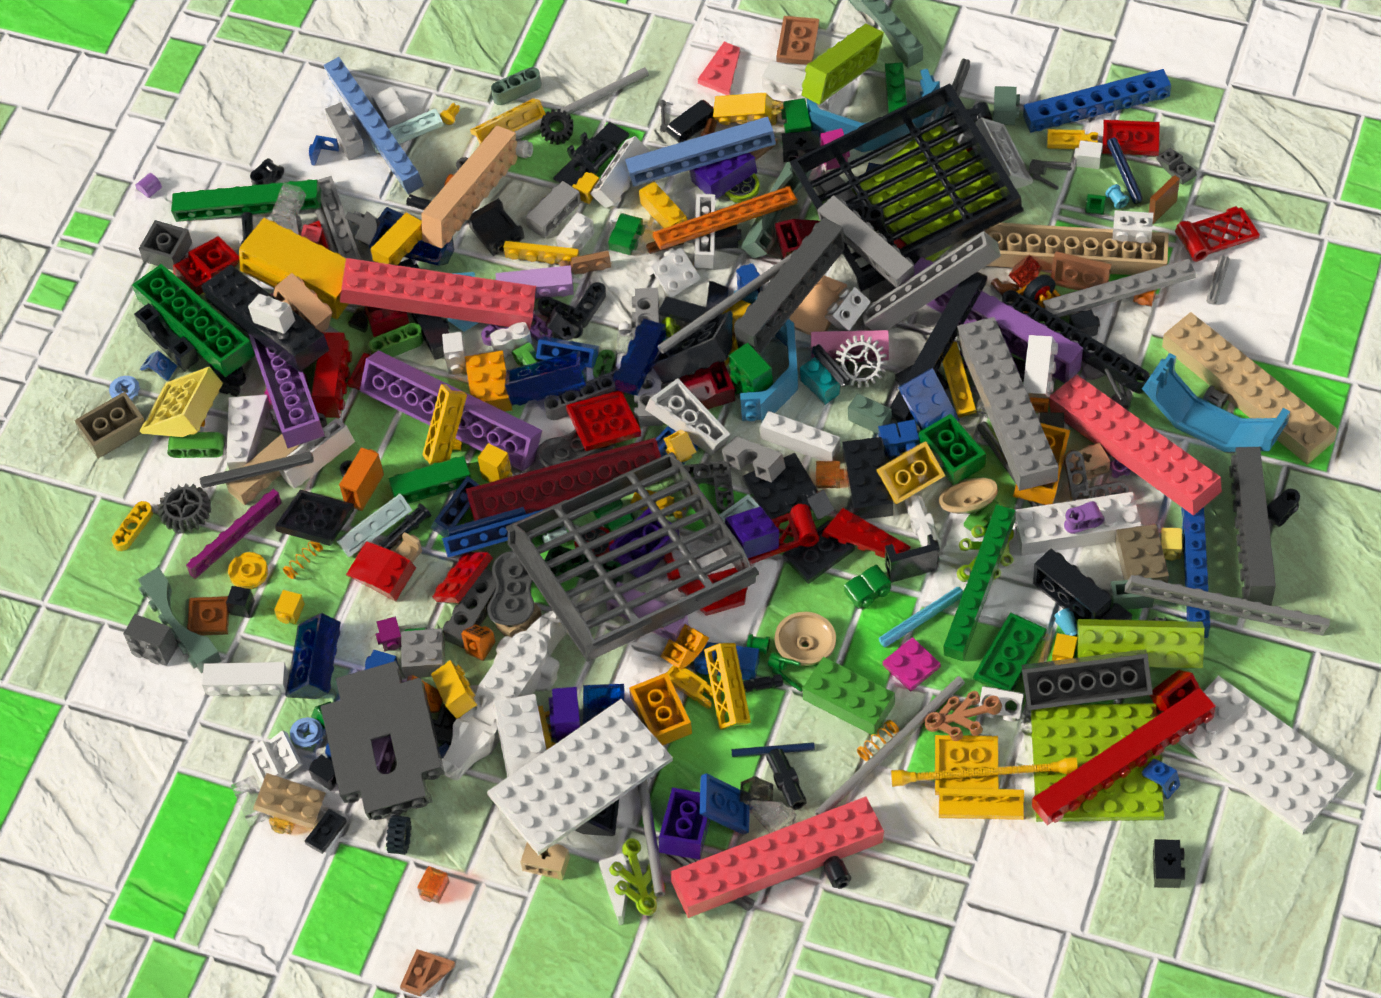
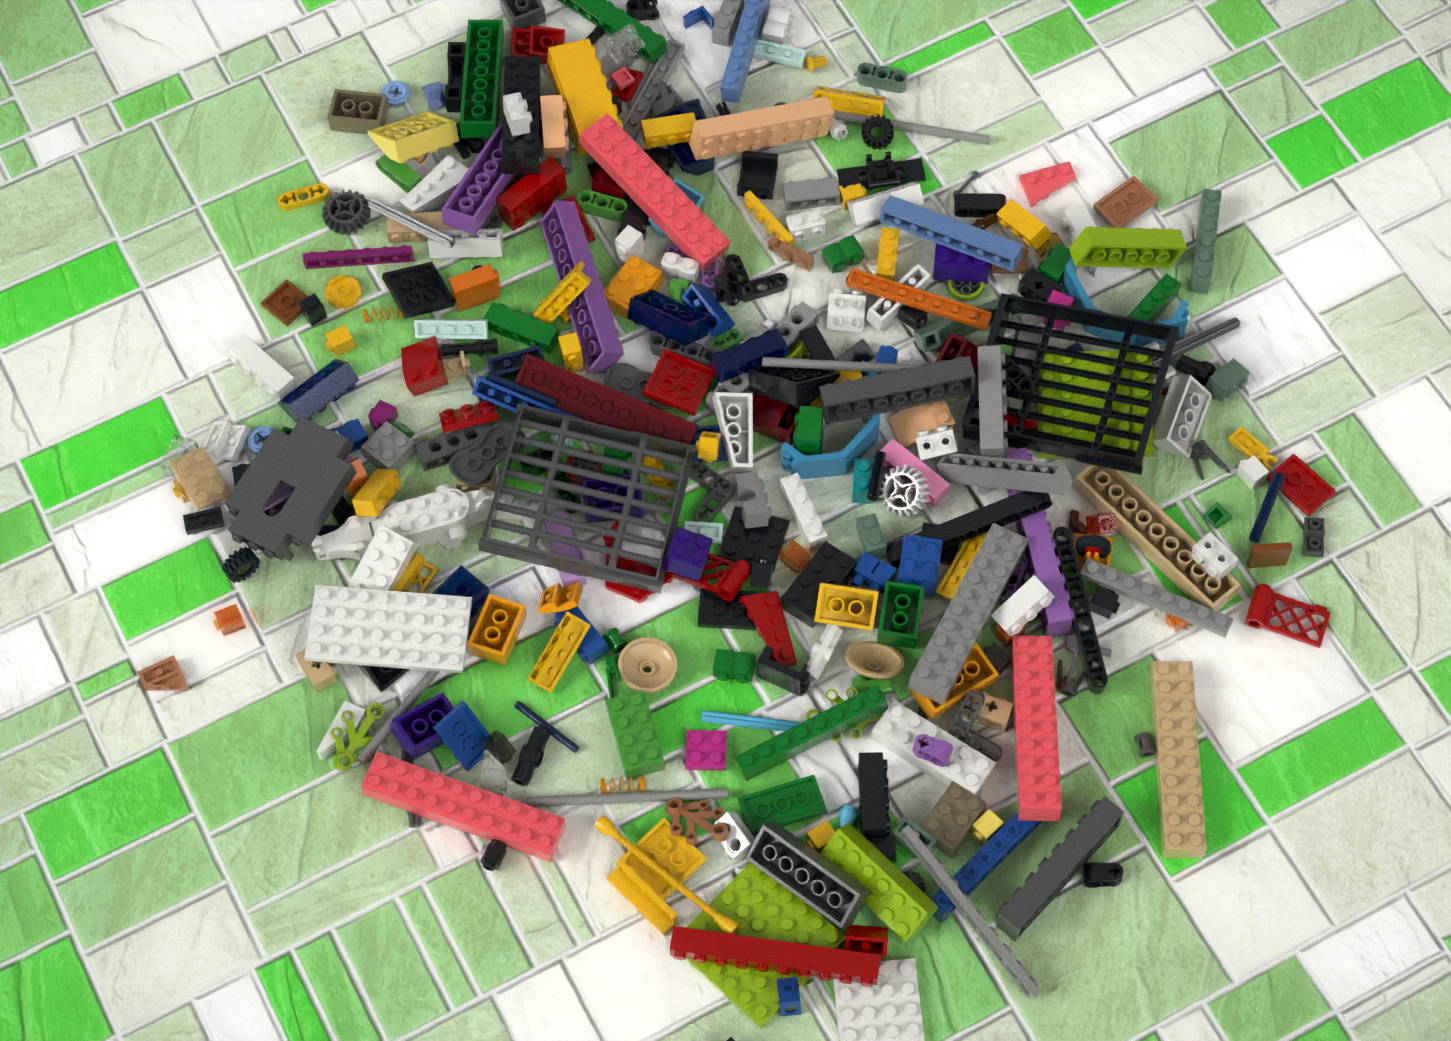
camera: 40 degrees right, 5 degrees up
(150, 640) = (227, 288): dark grey brick -> none
(198, 647) = (271, 258): sand green arch -> none
(478, 641) = (432, 471): orange slope -> none
(548, 281) = (745, 241): lavender brick -> none
(563, 712) = (429, 573): dark purple brick -> none
(690, 685) = (538, 627): yellow hinge -> none
(763, 683) = (589, 672): black axle -> none
(1078, 272) = (1139, 558): nougat plate -> none
(1096, 100) = (1316, 433): blue brick -> none
(1114, 465) = (1007, 736): medium lavender plate -> none
(1117, 196) = (1239, 523): medium azure bush -> none
(1206, 420) = (1118, 752): dark azure panel -> none
(1217, 280) = (1248, 654): light grey axle -> none

